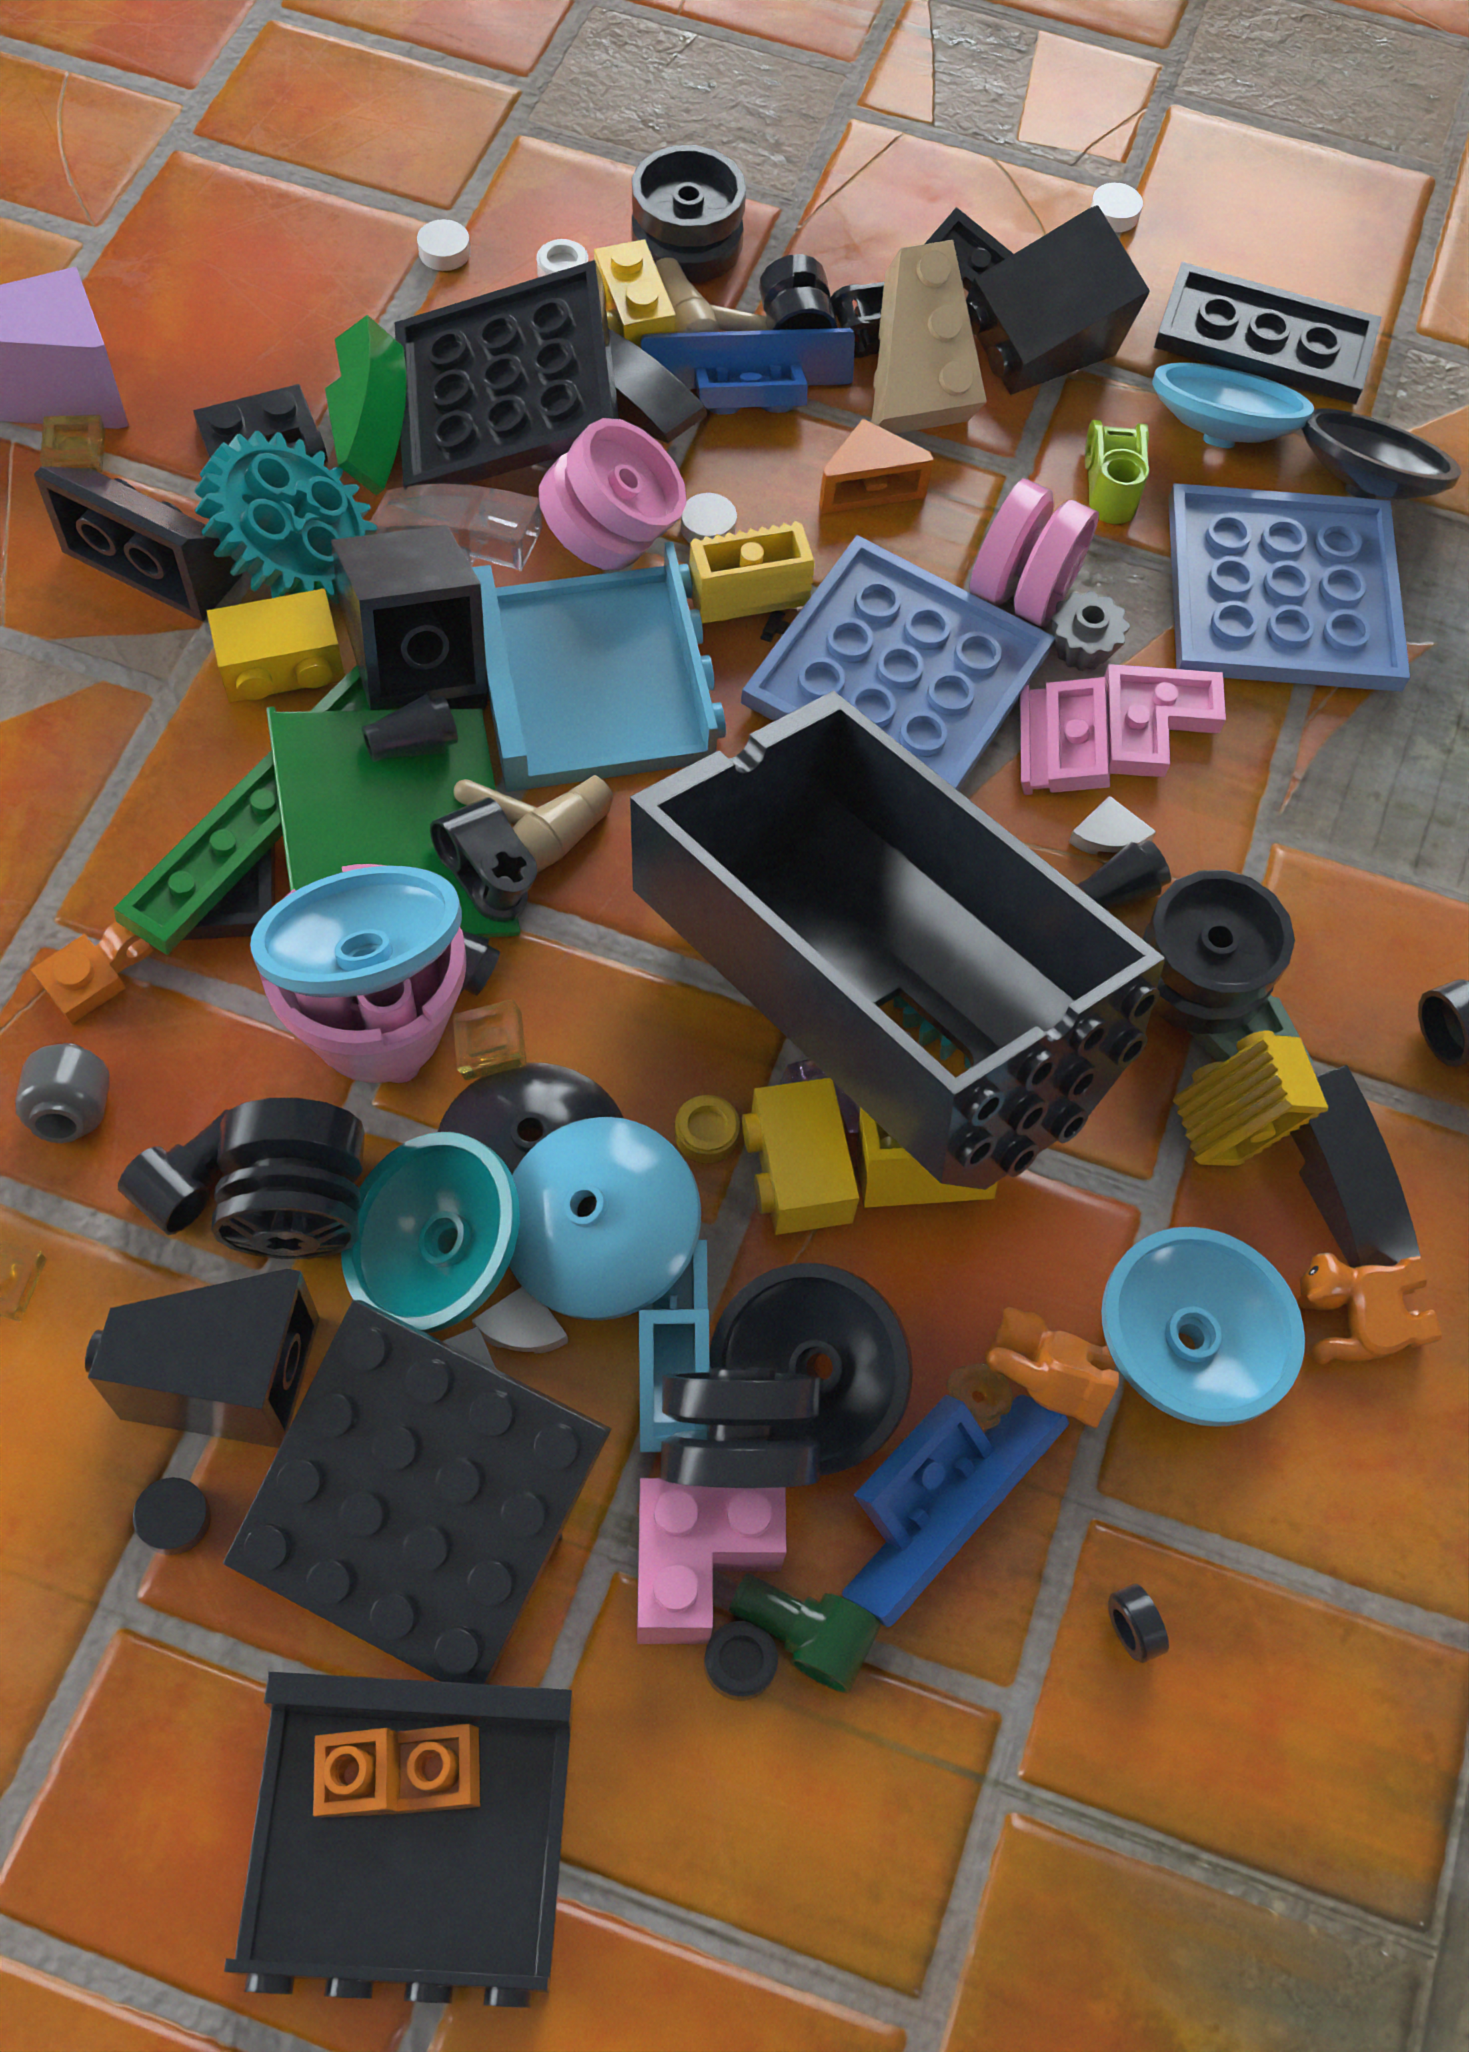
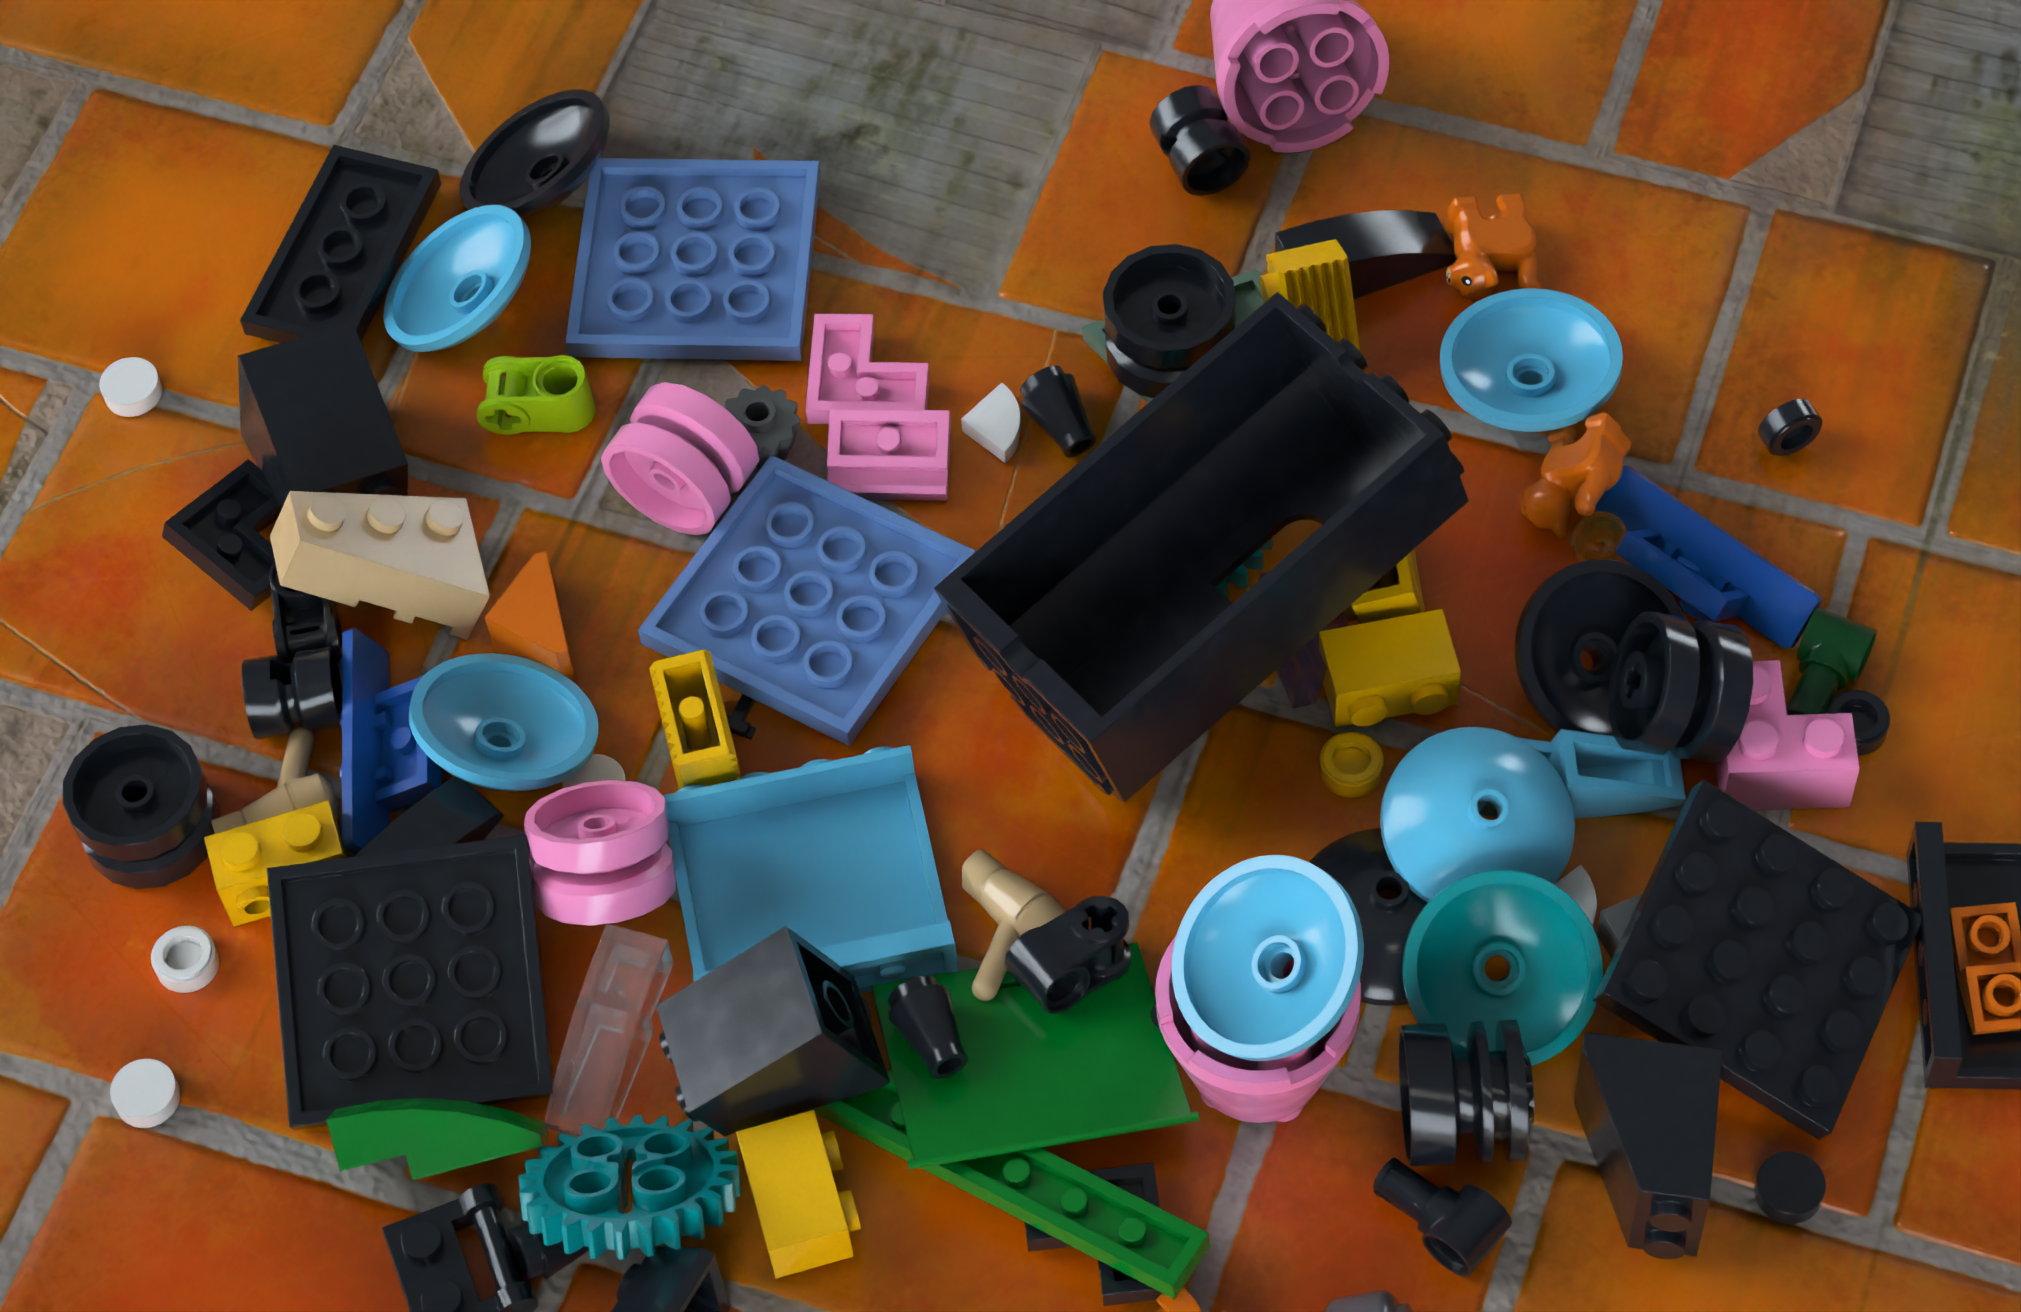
camera: 80 degrees left, 5 degrees down
(770, 414) = (503, 722): none -> medium azure dish

